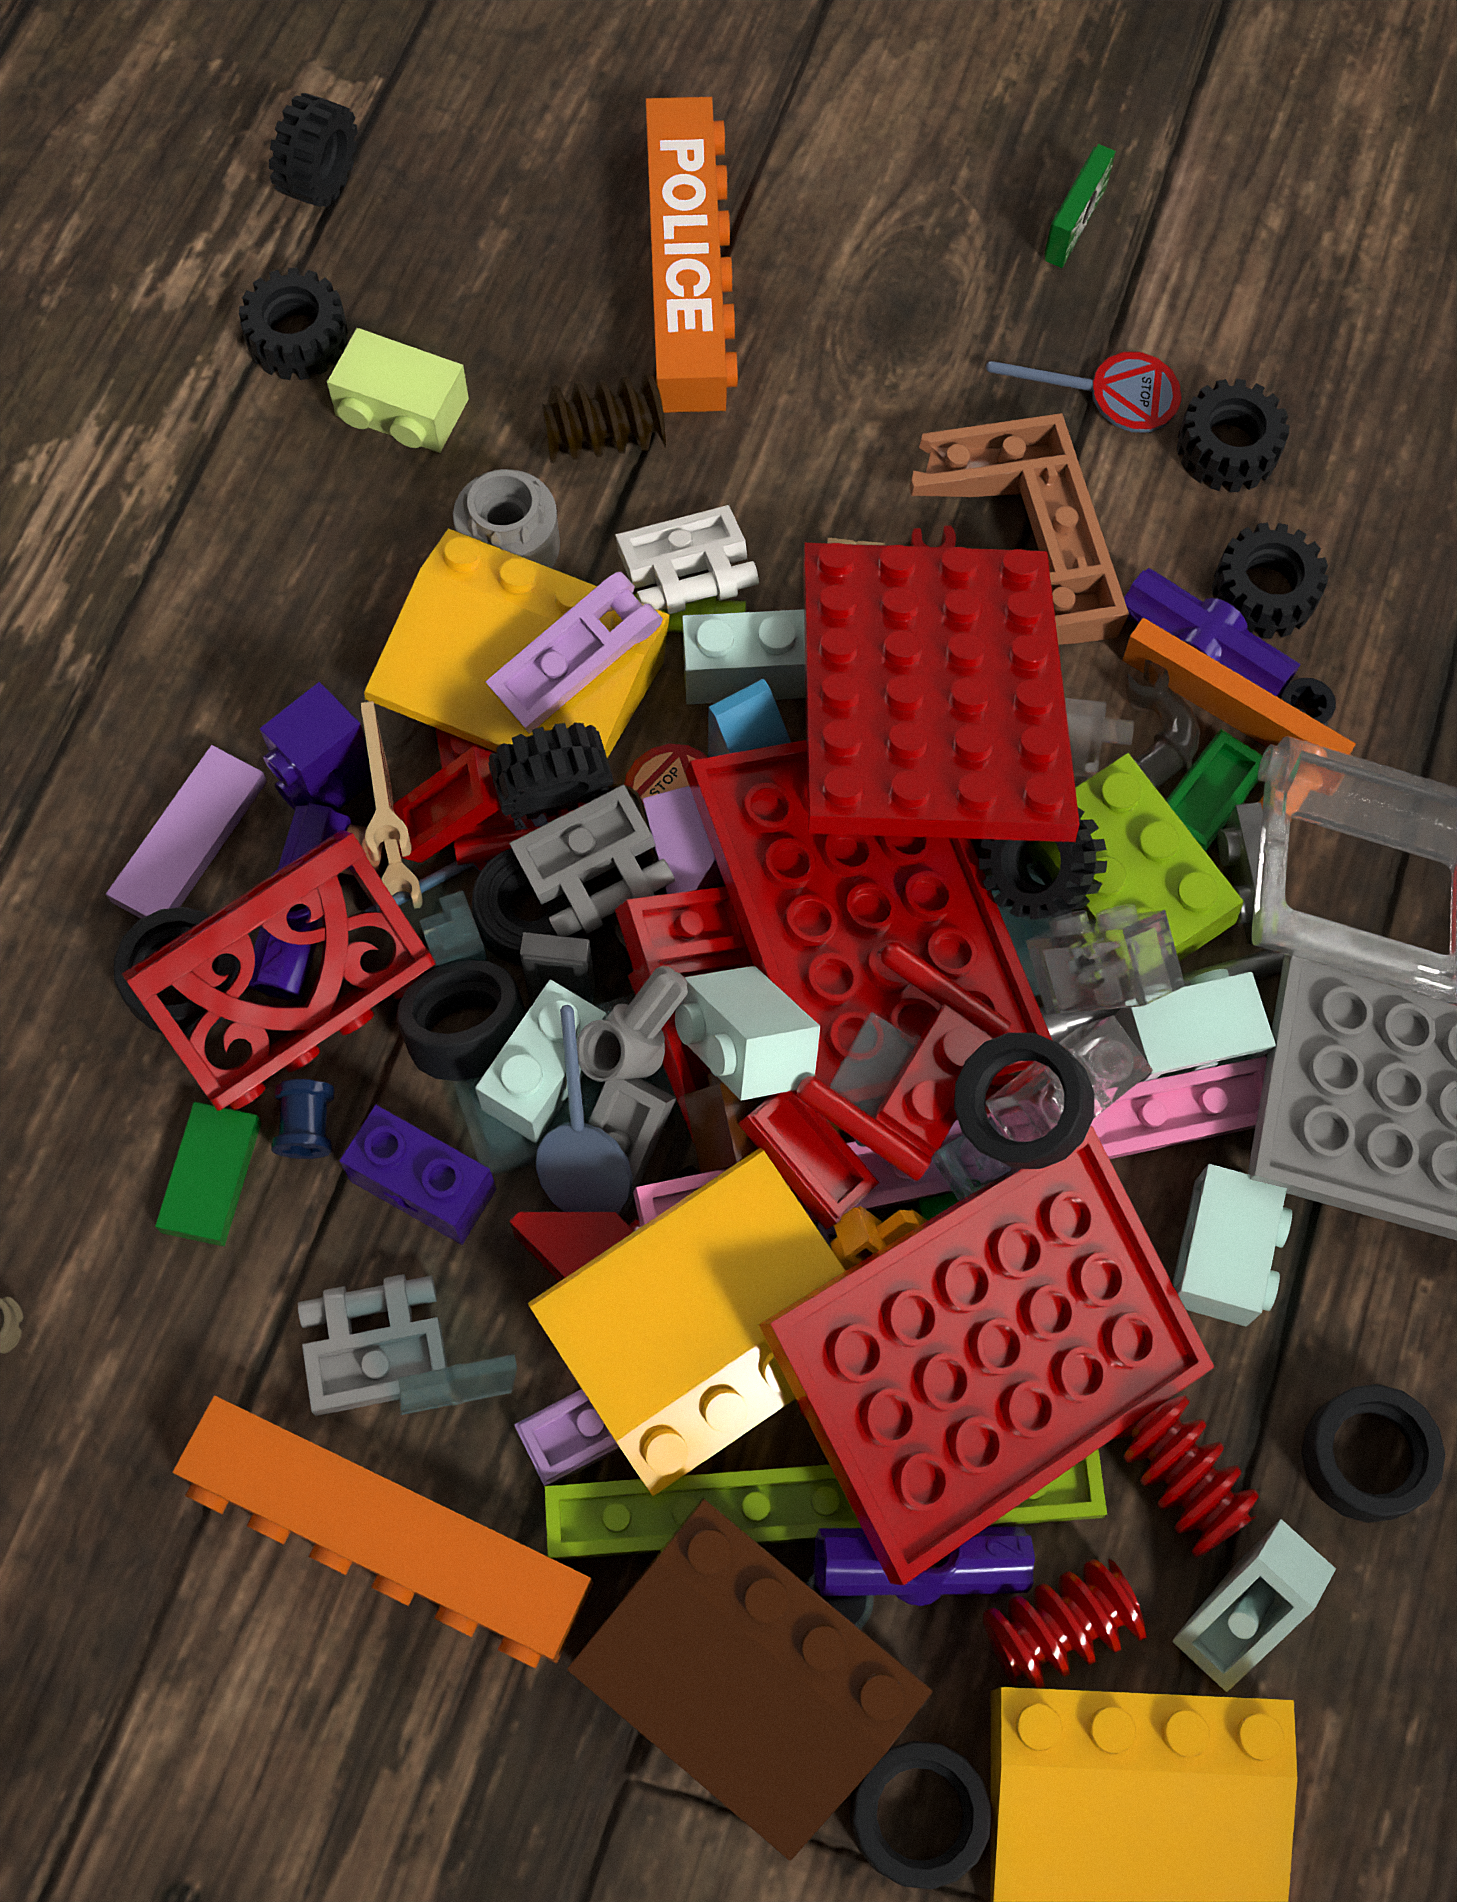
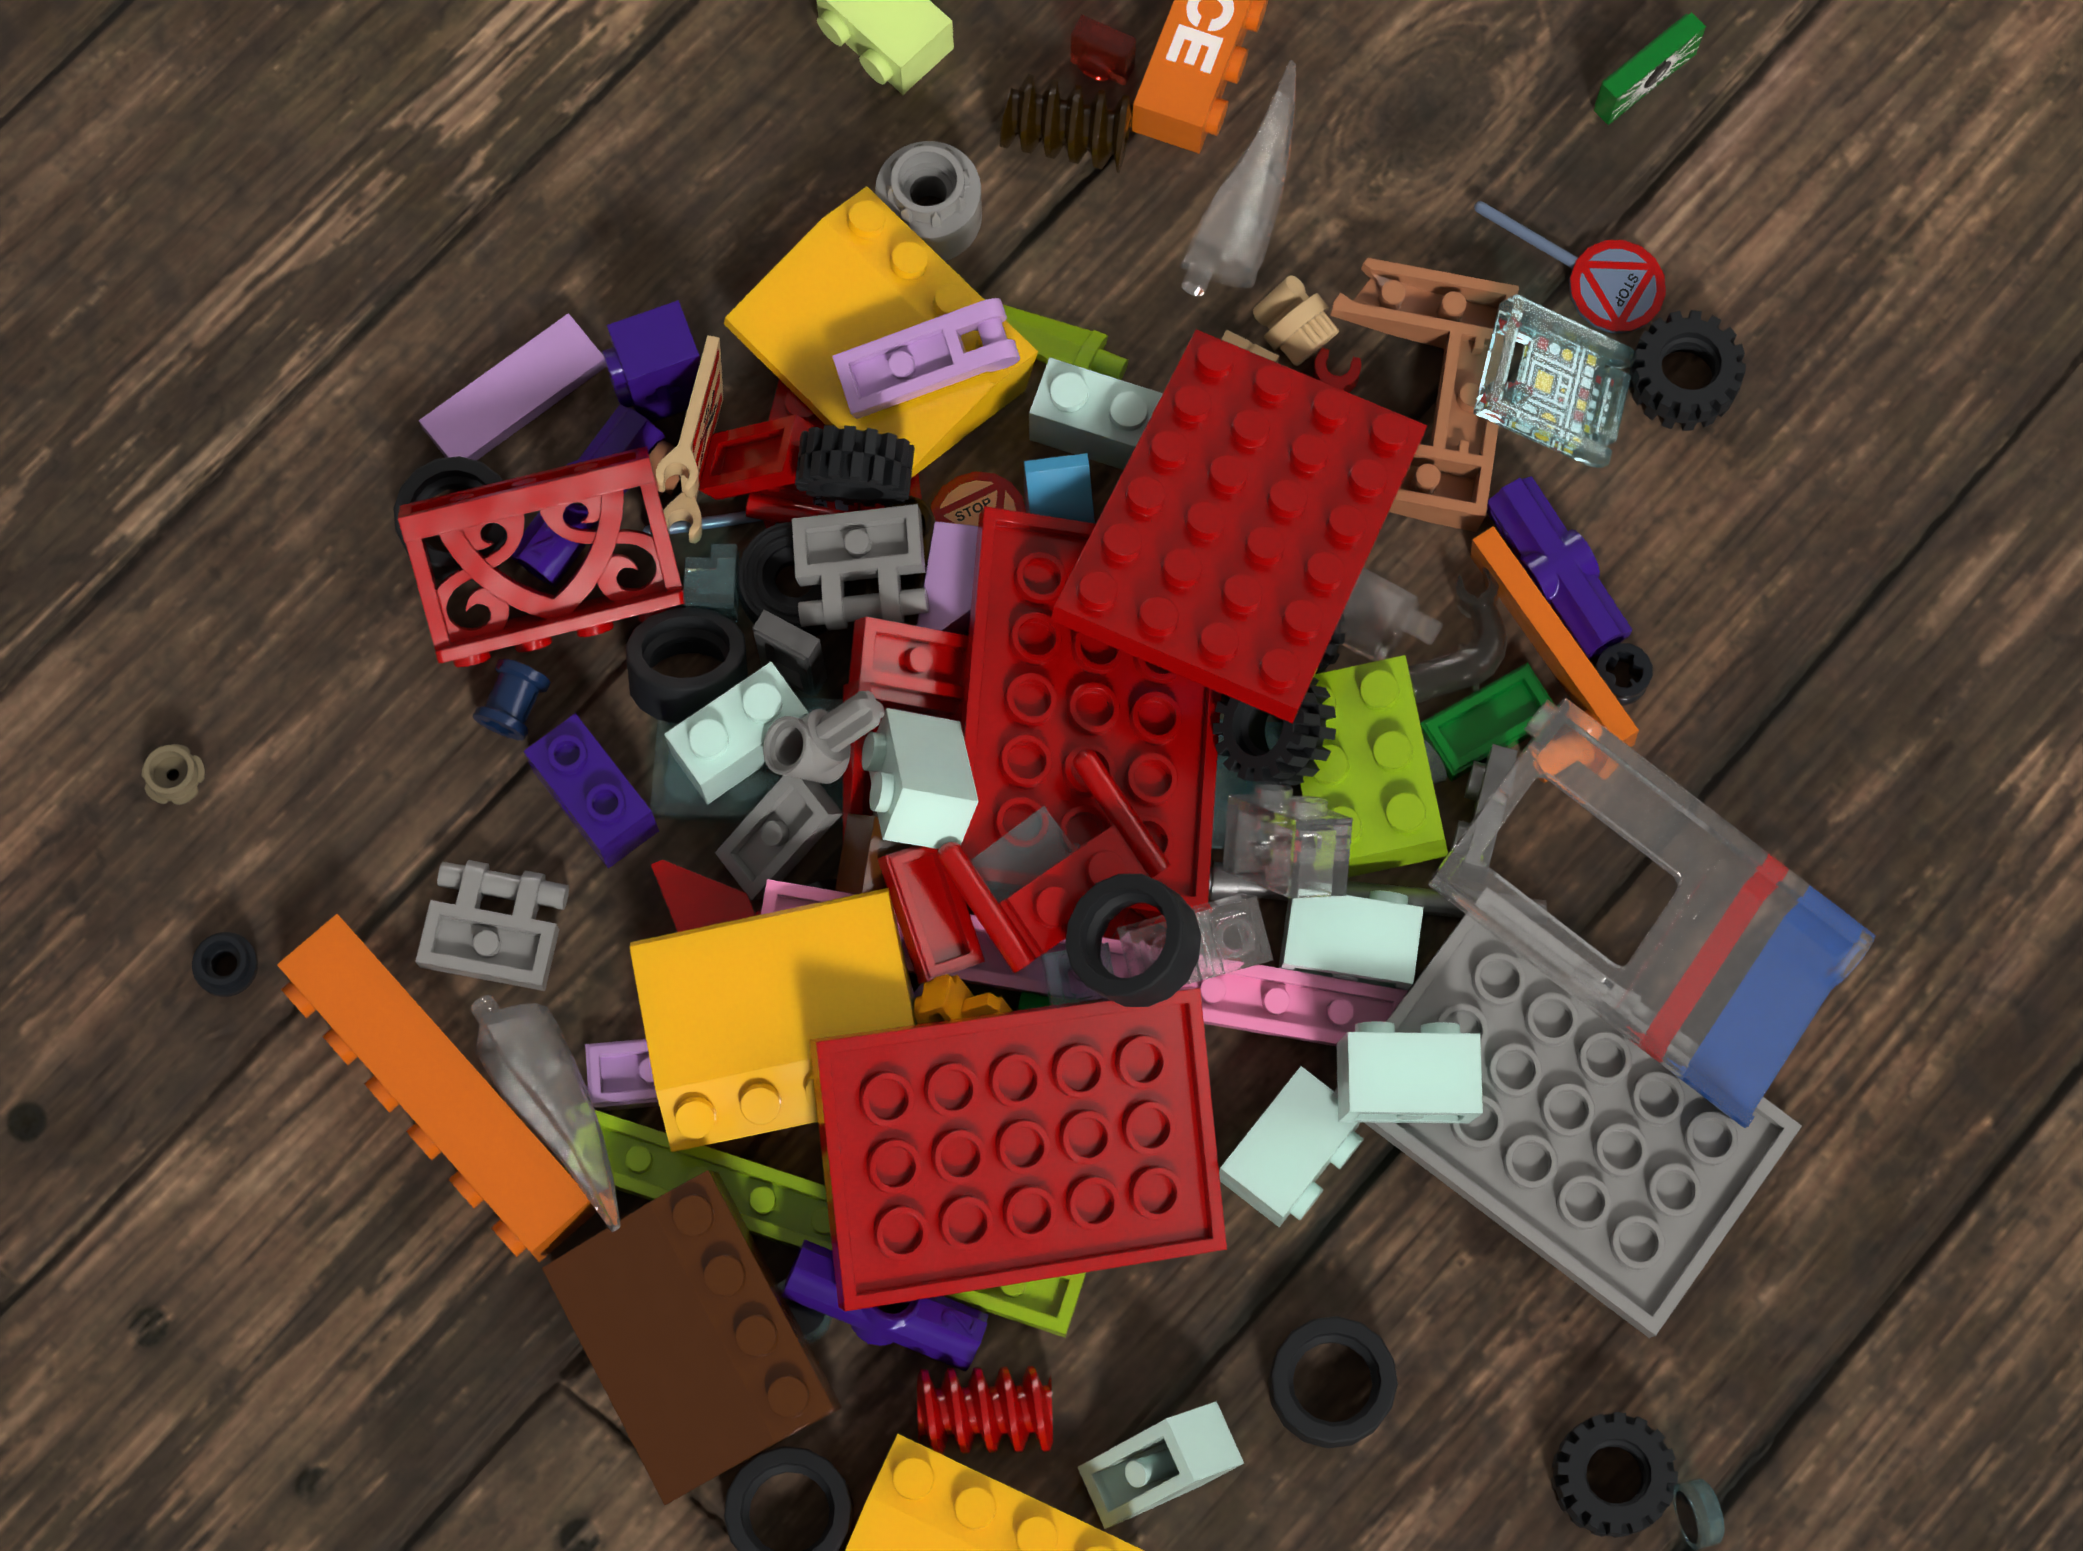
camera: 25 degrees right, 5 degrees up
(96, 1487) = (214, 949): none -> black plate
(208, 1174) = (411, 715): green tile -> none
(456, 1384) = (545, 988): clear light blue piece -> none
(492, 1483) = (544, 1086): none -> clear piece
(577, 1161) = (734, 834): sand blue piece -> none
(605, 349) = (1102, 51): none -> clear red plate
(684, 547) = (1086, 284): white plate -> none
(788, 450) = (1244, 210): none -> clear piece
(879, 511) = (1295, 320): none -> tan piece
(1124, 485) = (1561, 382): none -> clear light blue container
(1190, 1474) = (1153, 1331): red piece -> none
(1284, 554) = (1664, 501): black tyre -> none
(1322, 1129) = (1409, 1075): none -> light aqua brick

